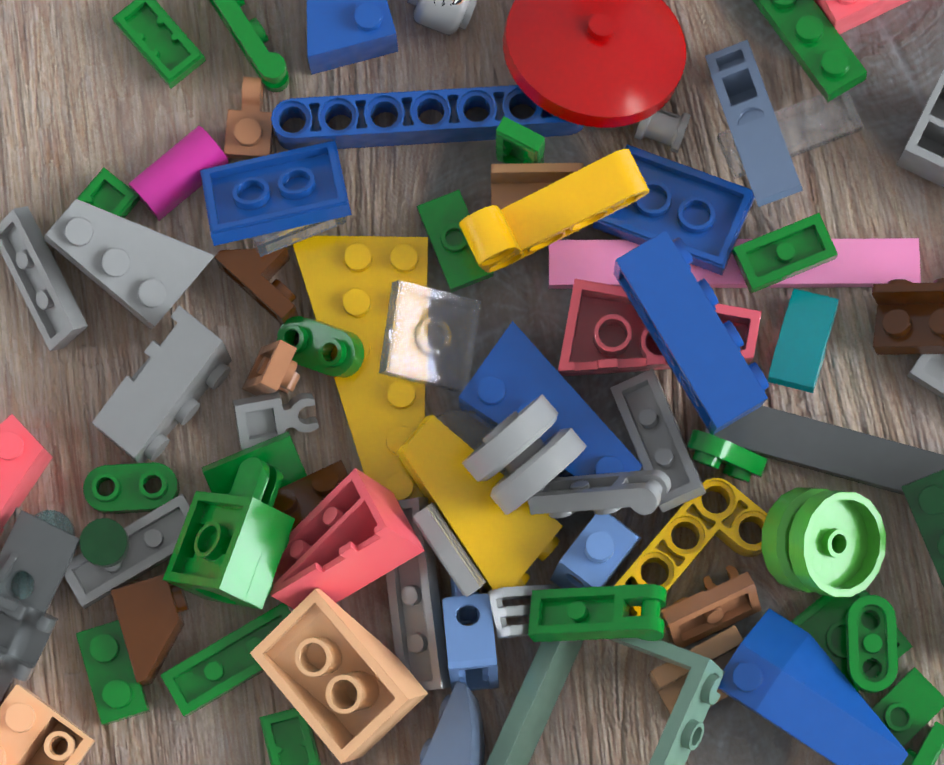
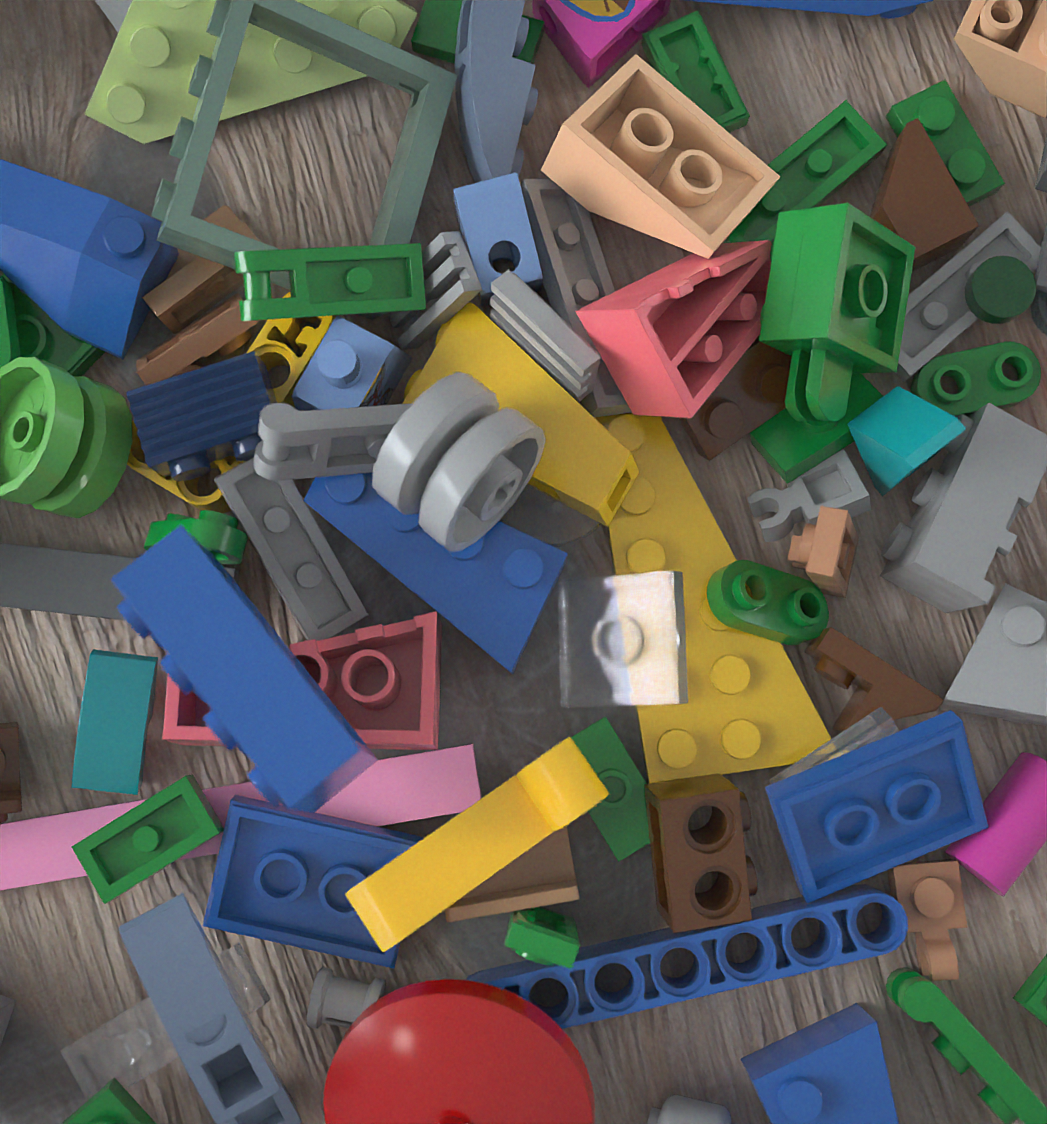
camera: 175 degrees right, 5 degrees up
(202, 442) = (901, 436): none -> teal slope
(410, 184) = (686, 855): none -> reddish brown brick
(701, 531) = (202, 416): none -> dark blue brick

